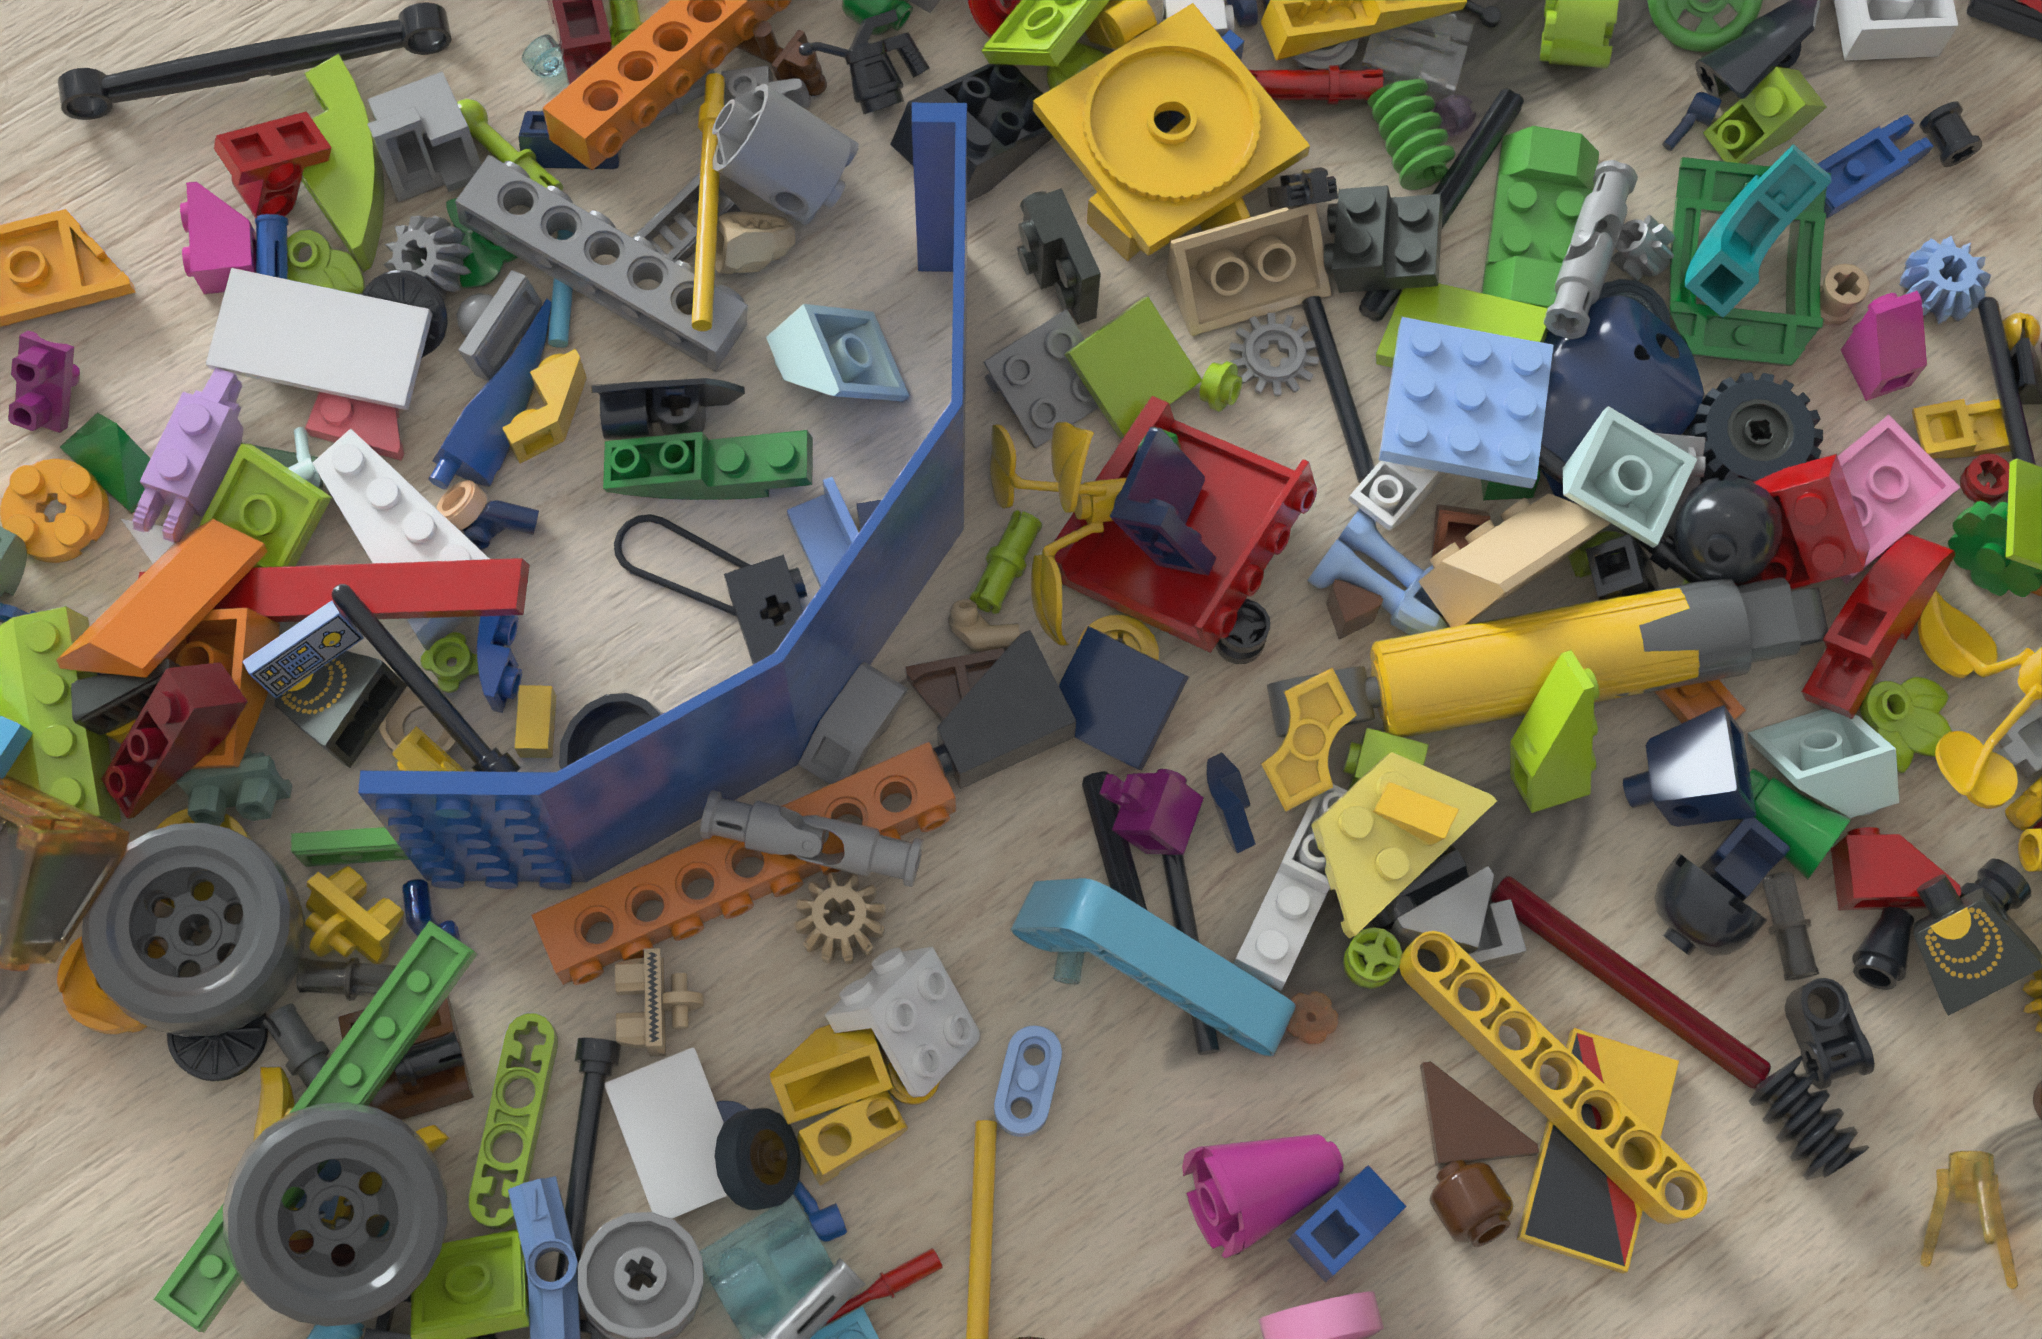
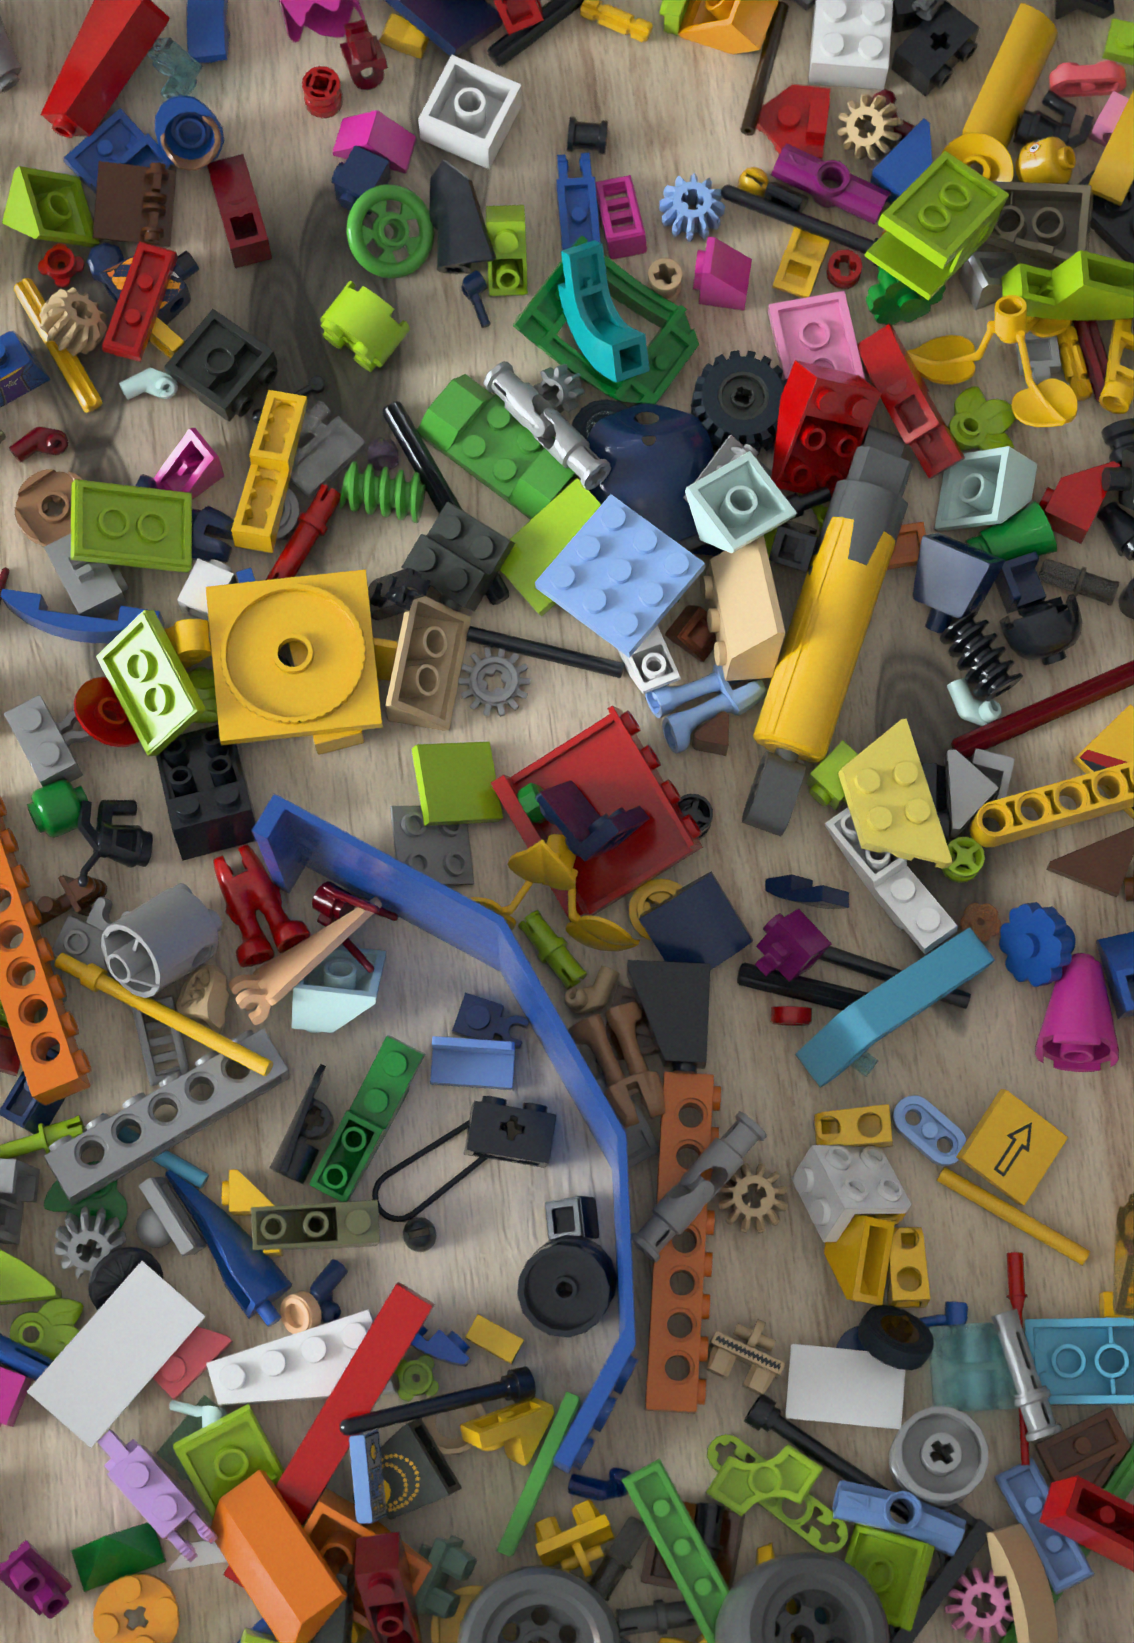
camera: 60 degrees left, 5 degrees up
(533, 1114) = (744, 1484): none -> lime tile
(560, 466) = (316, 1226): none -> olive slope
(605, 594) = (420, 1243): none -> pearl dark grey hinge
(815, 293) = (285, 971): none -> light nougat flag
(885, 222) = (253, 892): none -> red piece
(901, 717) = (641, 1081): none -> medium nougat piece
(929, 319) = (334, 903): none -> dark red plant
(986, 994) = (855, 1127): none -> yellow leg
(1059, 253) = (335, 785): pearl dark grey plate -> none
(1060, 1187) = (1012, 1147): none -> yellow tile
(1075, 854) = (791, 1015): none -> red tile
(1220, 385) = (502, 731): lime plate -> none
(1315, 716) = (789, 803): yellow tile -> none
(1320, 1092) = (1036, 944): none -> blue plant
(1416, 813) = (896, 776): yellow piece -> none
(1555, 739) = (887, 655): lime slope -> none
(1559, 881) = (971, 709): none -> light aqua arm
(1622, 853) = (979, 657): none -> black piece
(1728, 530) = (809, 462): black cylinder -> none
(1867, 239) = (625, 239): none -> dark pink slope

